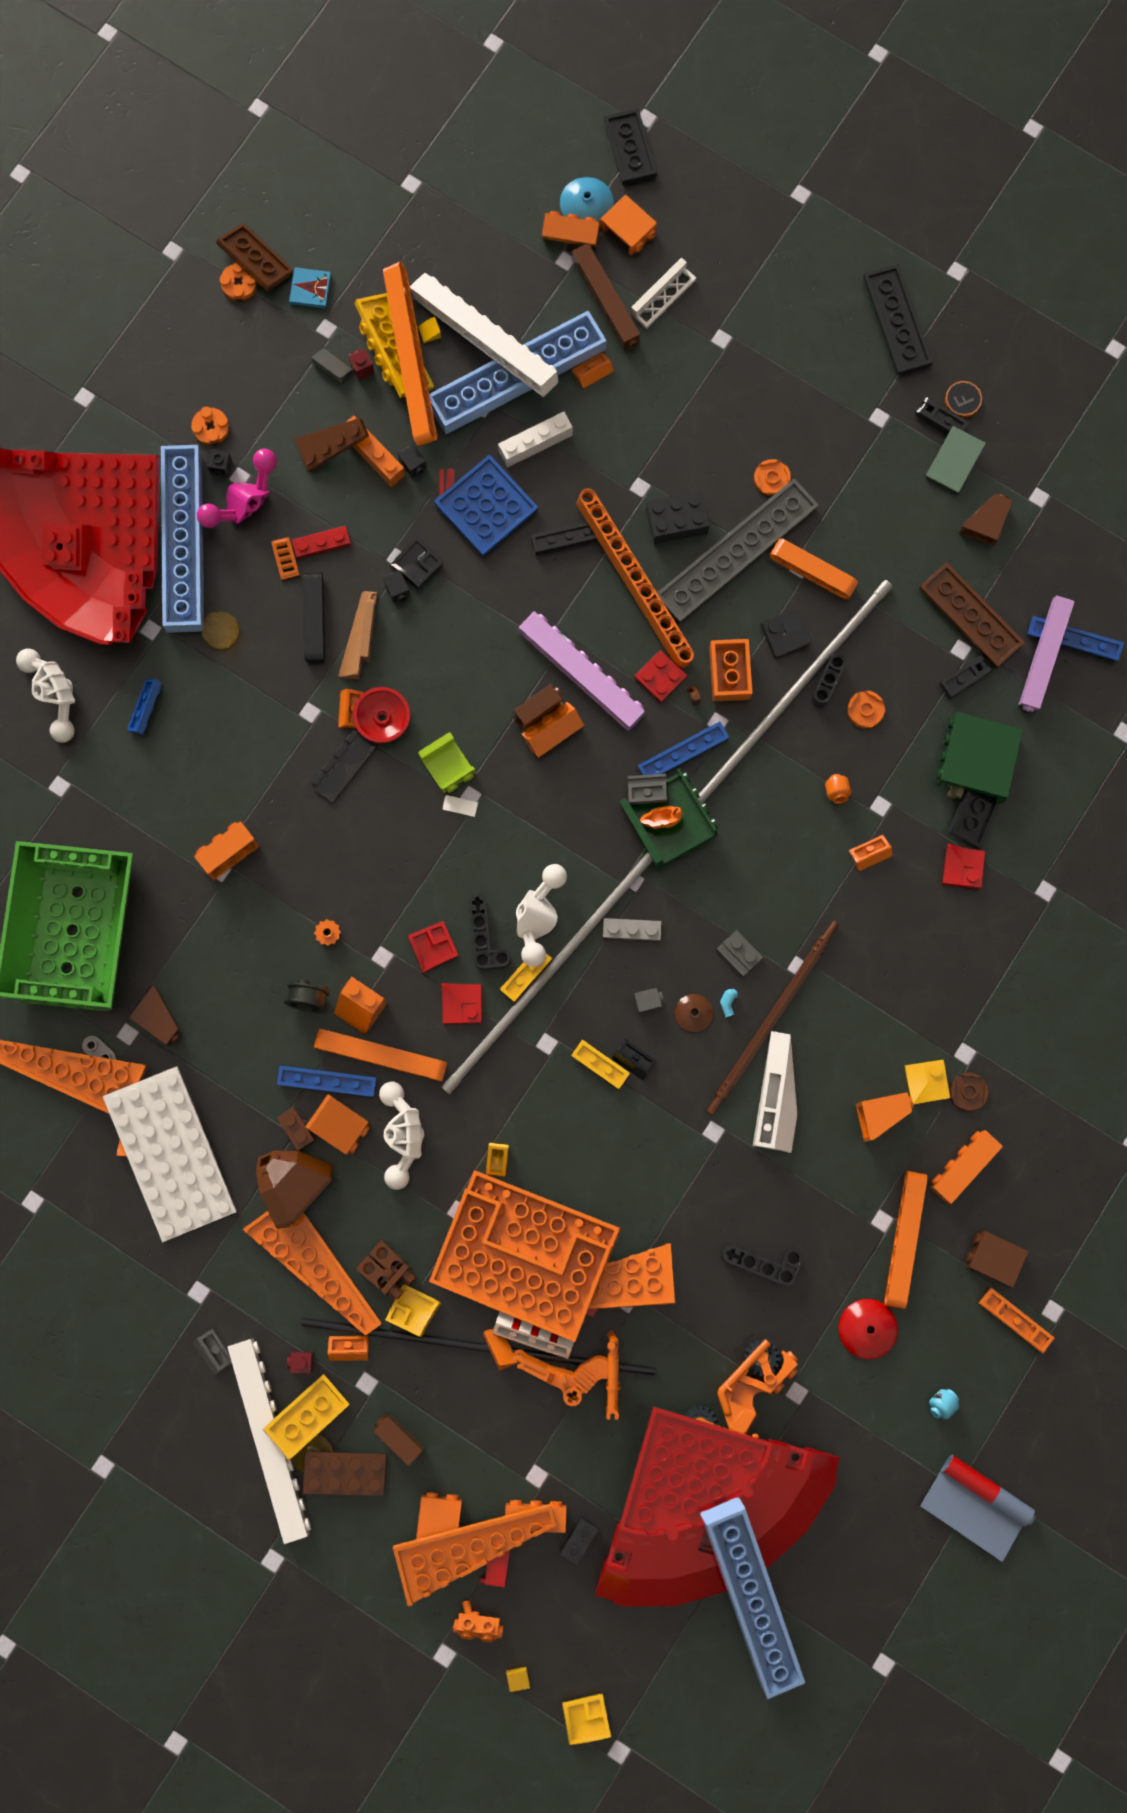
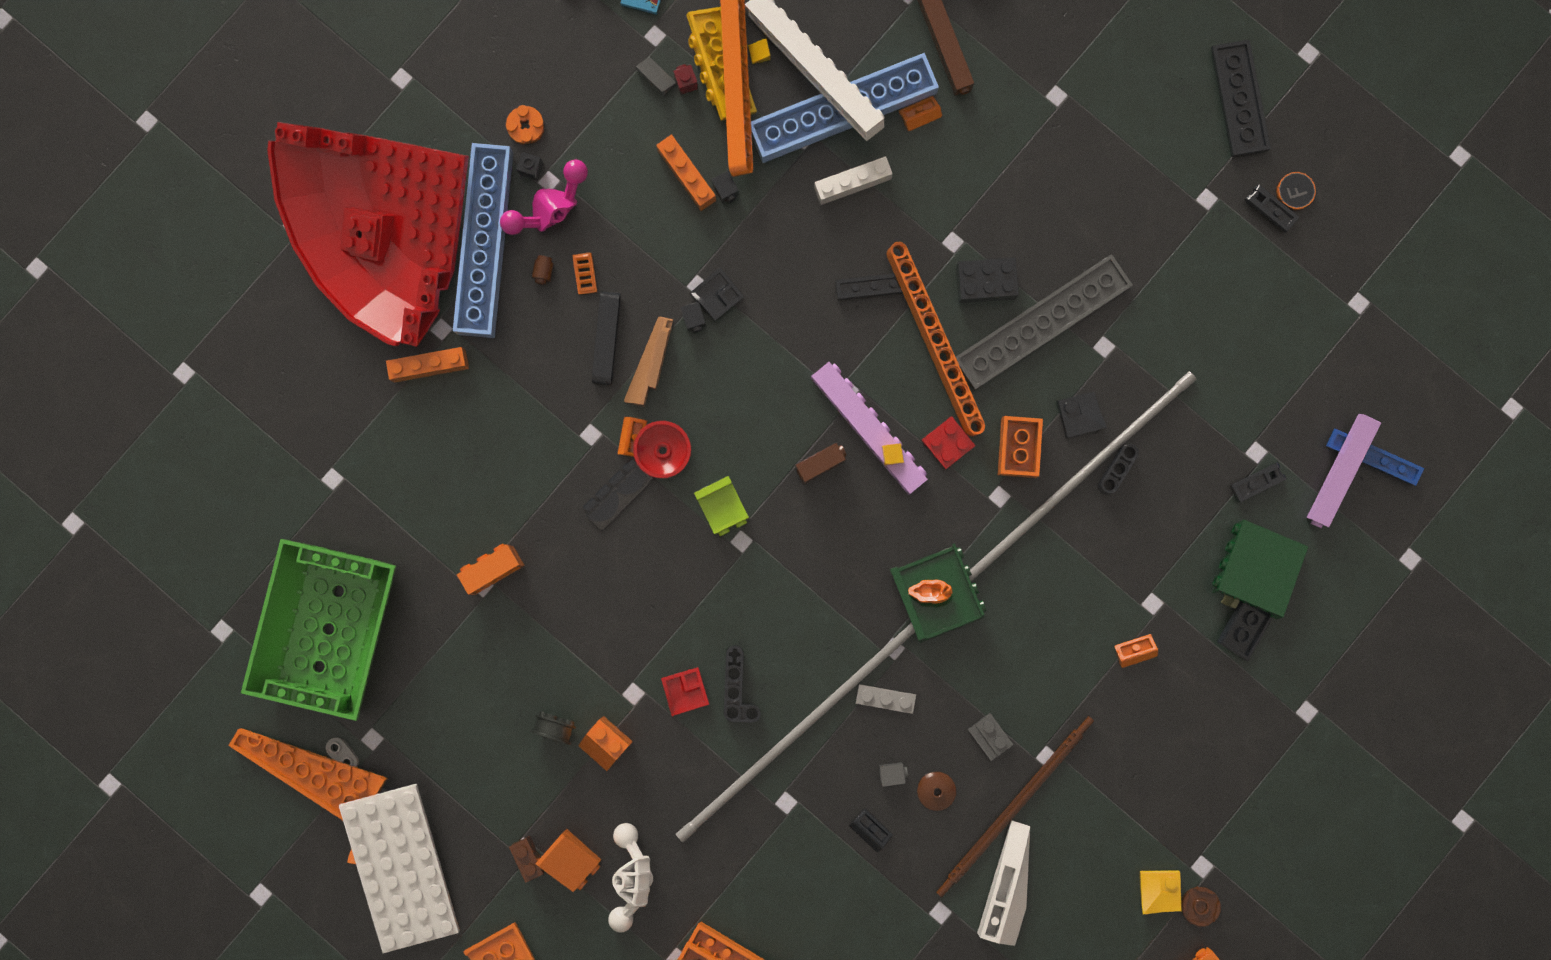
camera: 10 degrees right, 5 degrees up
(52, 687) = (333, 381): white piece -> none
(141, 663) = (427, 364): none -> orange brick
(144, 706) = (425, 409): blue plate -> none
(156, 1017) = (402, 729): reddish brown slope -> none
(220, 630) = (511, 339): clear yellow dish -> none
(243, 559) = (542, 269): none -> reddish brown brick
(290, 1183) = (515, 915): reddish brown brick -> none
(321, 542) = (622, 260): red plate -> none
(326, 1081) = (563, 813): blue plate -> none
(328, 443) = (643, 159): reddish brown wing -> none
(330, 939) = (588, 661): orange piece -> none
(380, 1055) = (619, 794): orange beam -> none
(446, 479) = (757, 216): red sticker -> none
(460, 805) = (729, 550): white sticker -> none
(462, 1003) = (706, 752): red plate -> none
(486, 505) = (794, 243): blue plate -> none
(497, 1159) = (722, 913): yellow slope -> none
(522, 979) = (774, 731): yellow plate -> none
(538, 916) = (794, 675): white piece -> none
(552, 729) = (832, 485): orange brick -> none
(600, 1064) = (836, 832): yellow plate -> none
(607, 690) = (892, 454): none -> yellow slope
(647, 789) = (920, 559): dark grey plate -> none
(659, 288) = (995, 39): white fence -> none
(685, 750) = (961, 524): blue plate -> none
(694, 695) = (979, 466): reddish brown tile -> none
(726, 1001) = (971, 783): medium azure arm -> none
(771, 477) = (1088, 249): orange tile -> none
(813, 569) = (1118, 351): orange beam -> none
(838, 788) = (1112, 582): orange head -> none
(866, 709) = (1151, 503): orange tile -> none
(882, 1113) = (1112, 921): orange slope -> none
(955, 459) = (1279, 254): sand green tile -> none
(963, 867) = (1227, 678): red plate -> none
(971, 615) = (1272, 419): reddish brown plate -> none
(988, 520) = (1305, 322): reddish brown slope -> none

